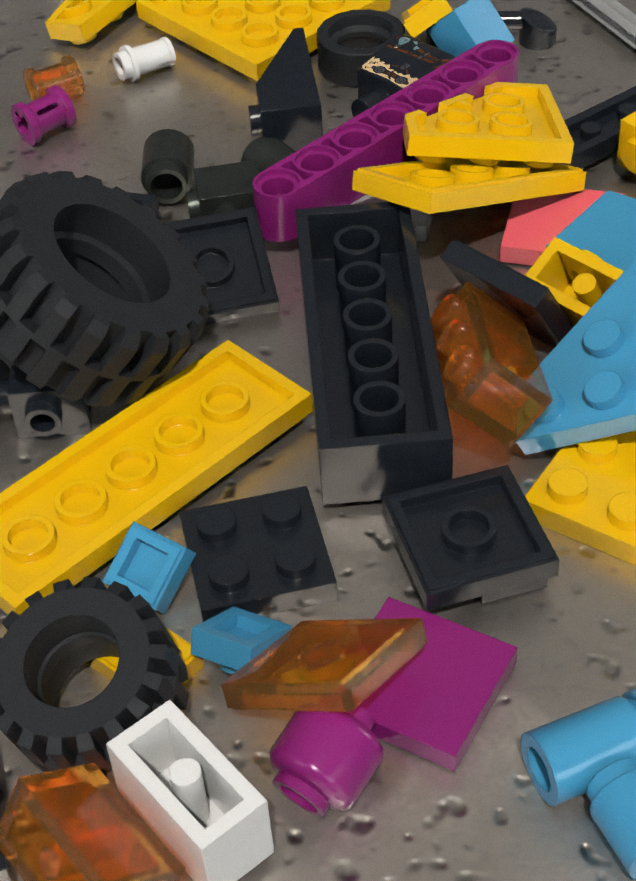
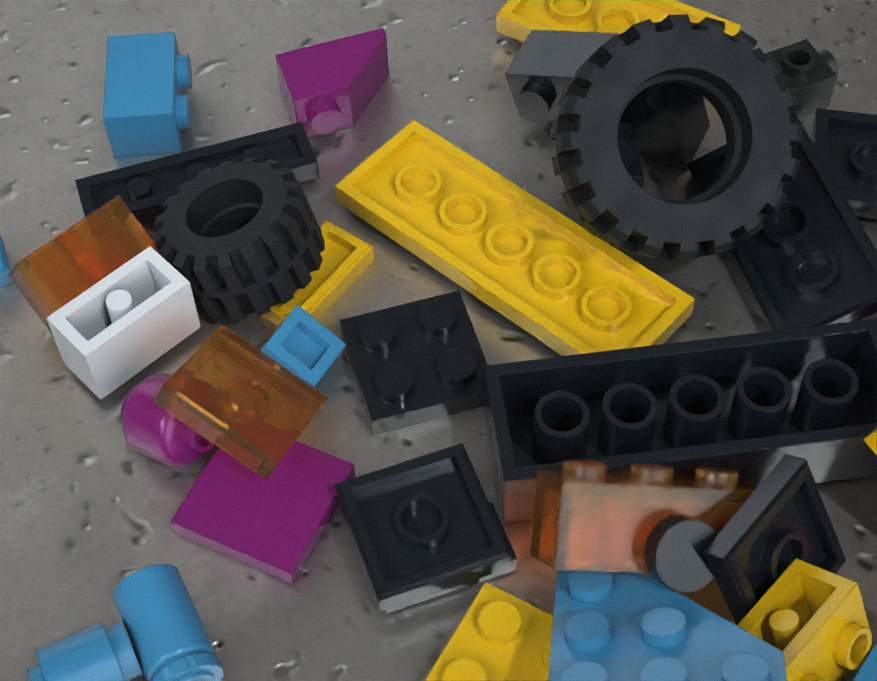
camera: 85 degrees right, 10 degrees up
(150, 566) = (389, 276): dark azure tile -> none
(527, 330) = (676, 553): none -> black tile

